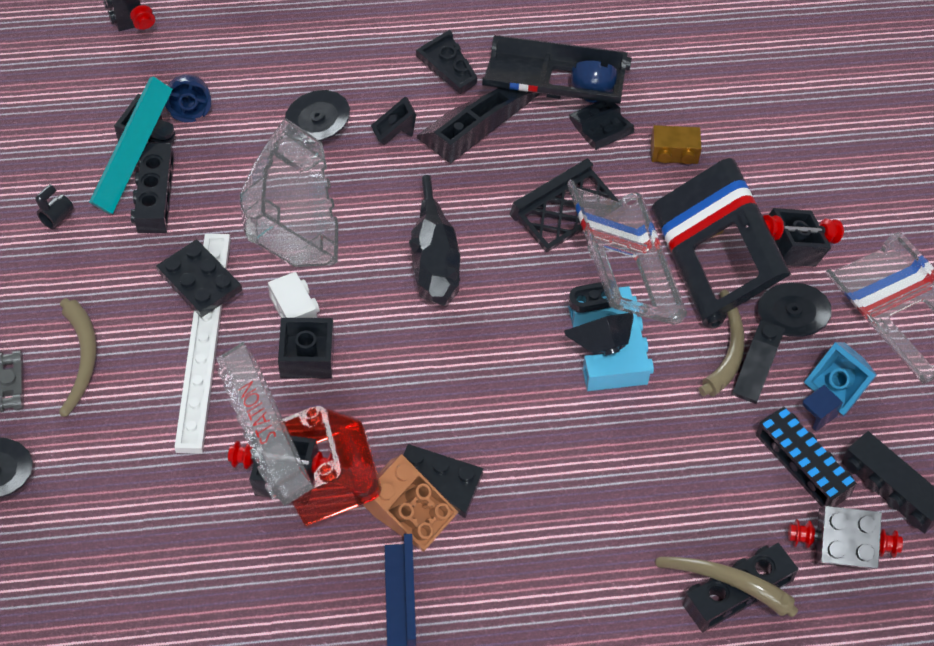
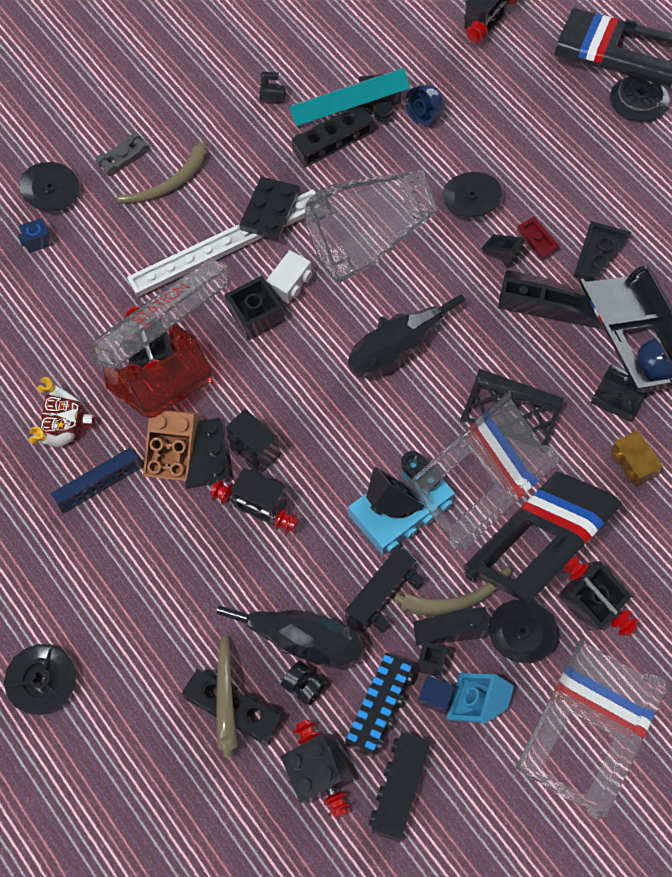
camera: 65 degrees right, 10 degrees up
(44, 513) = (34, 235): none -> dark blue brick
(302, 593) = (61, 417): none -> torso
(391, 94) = (538, 238): none -> dark red plate
(463, 421) = (253, 441): none -> black brick
(532, 447) = (257, 497): none -> black brick
(688, 399) = (380, 590): none -> black brick
(703, 482) = (304, 635): none -> black piece
(751, 509) = (297, 677): none -> black wheel
(785, 390) = (431, 659): none -> black brick

